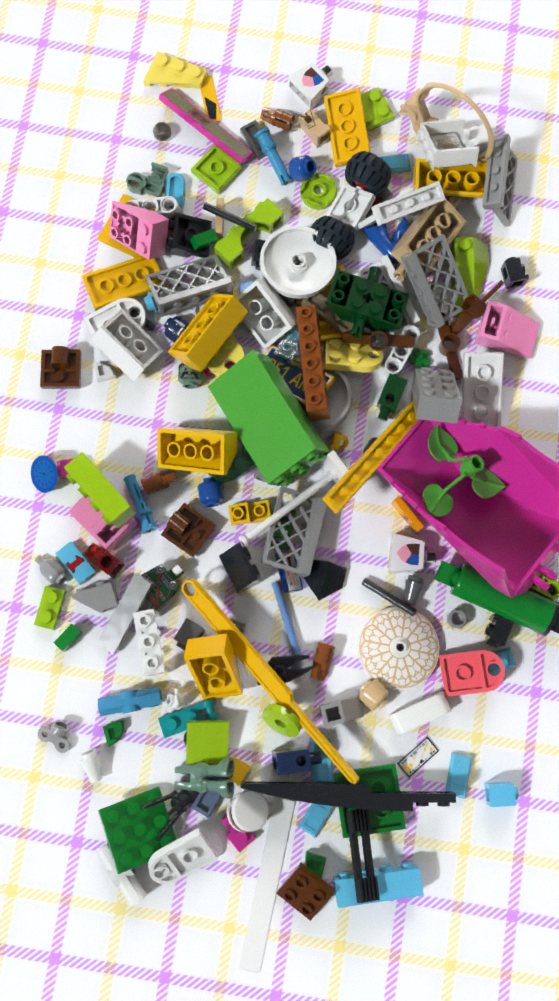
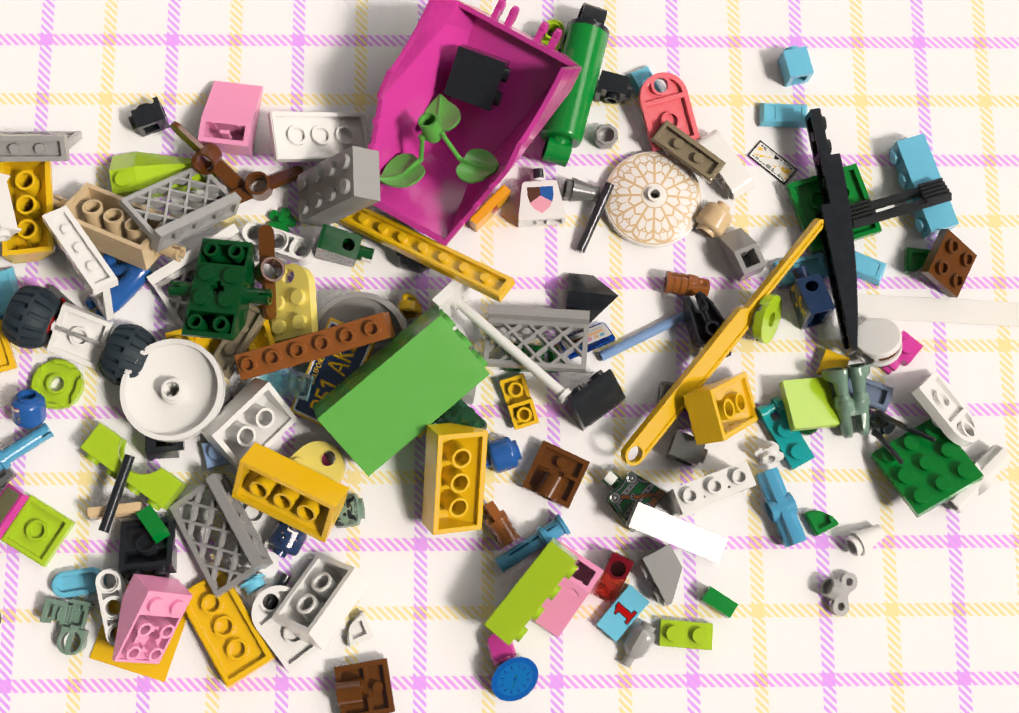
camera: 105 degrees left, 0 degrees up
(433, 682) = (688, 151): none -> dark tan tile
(515, 516) = (477, 77): none -> black brick

